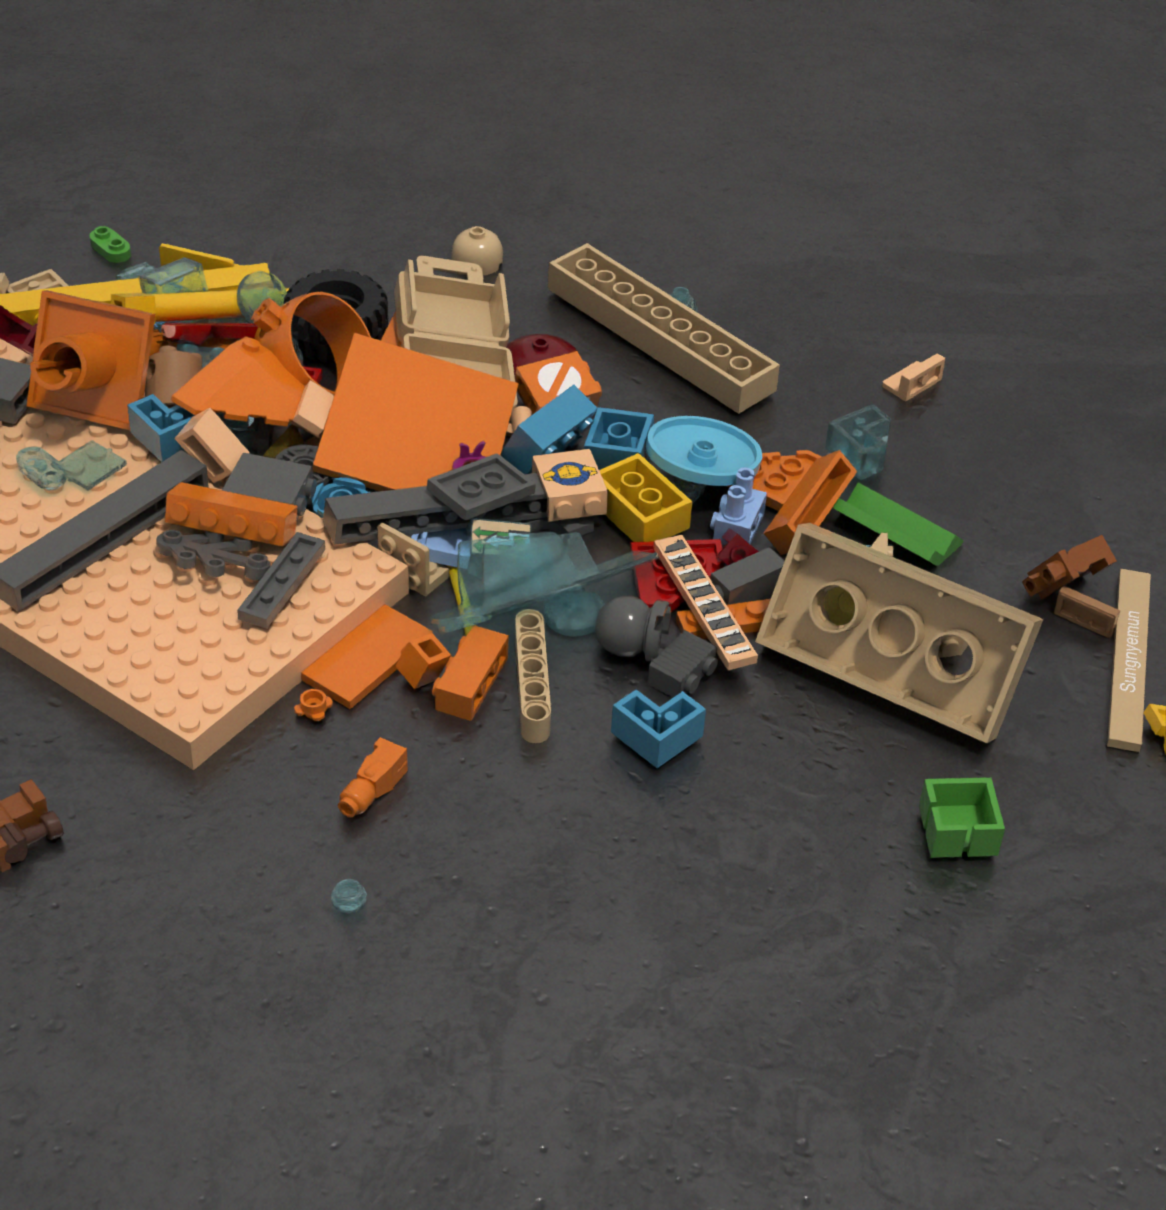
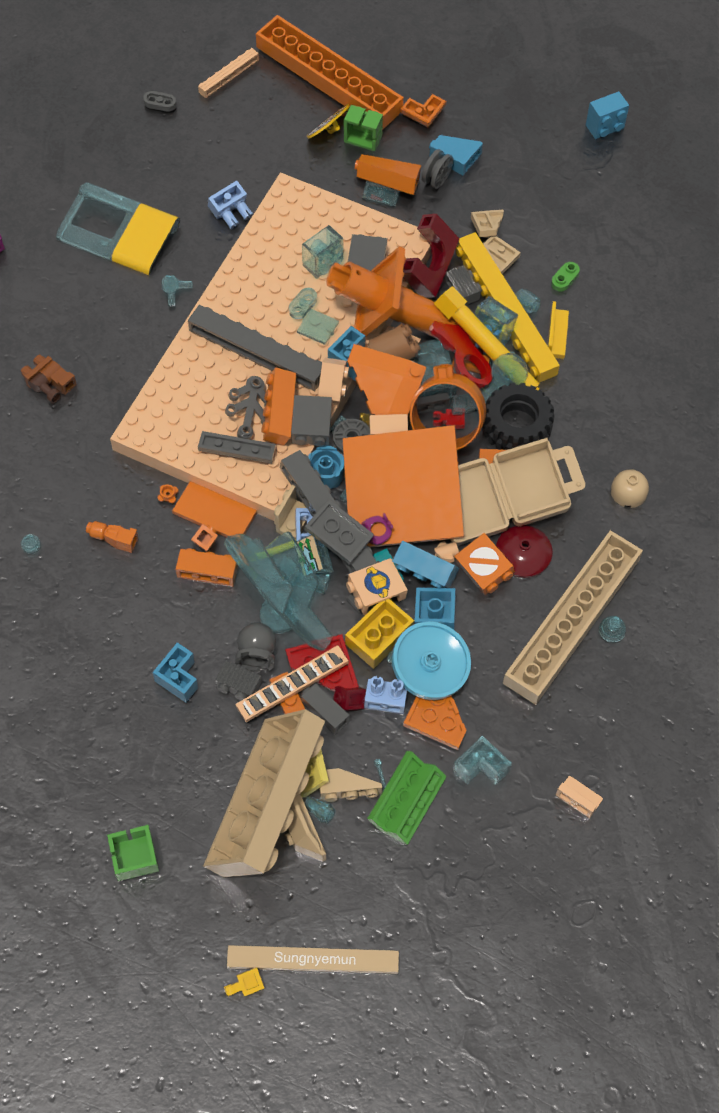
camera: 80 degrees right, 20 degrees up
(532, 676) = (204, 606): tan beam -> none
(811, 498) = (402, 735): orange brick -> none
(1066, 566) = (374, 908): dark orange hips -> none
(1086, 612) = (346, 927): medium nougat plate -> none

